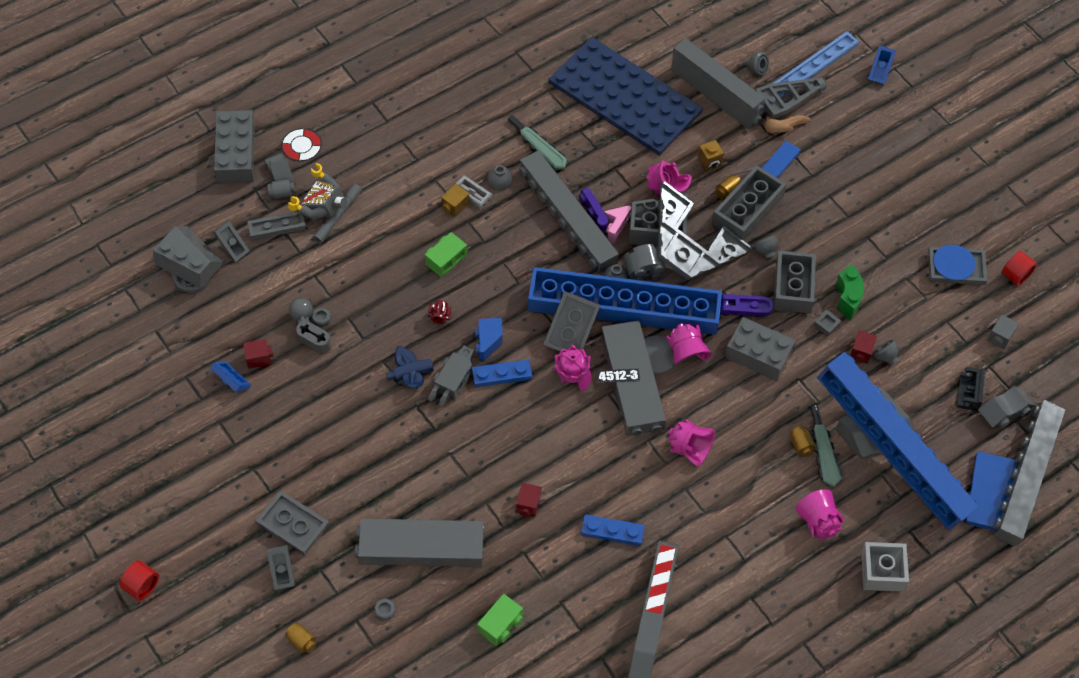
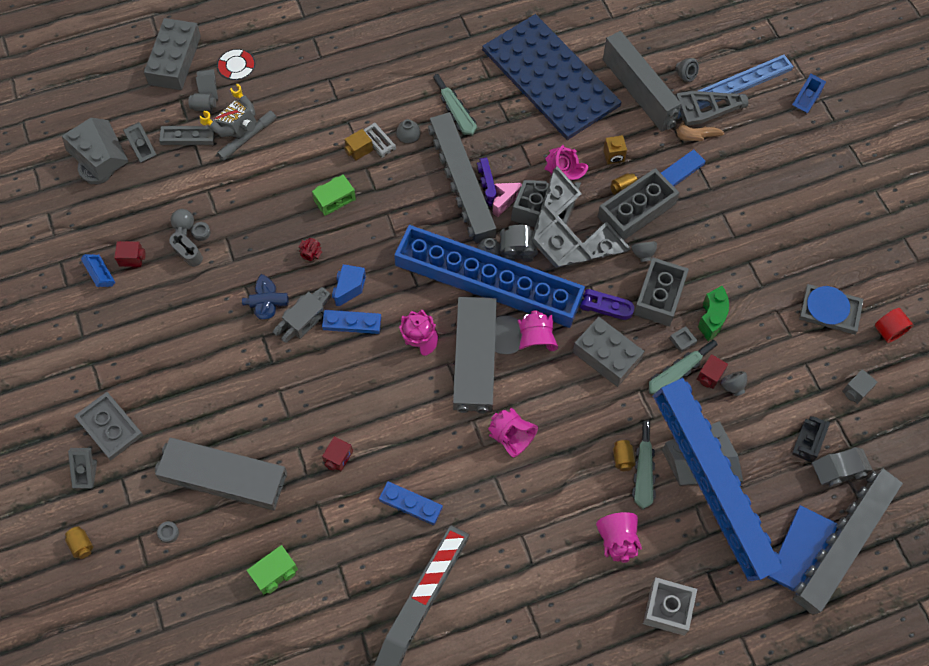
camera: 15 degrees right, 5 degrees up
(571, 322) = (429, 287): dark grey plate -> none
(618, 375) = (459, 349): black sticker -> none
(831, 350) = (680, 368): none -> sand green sword

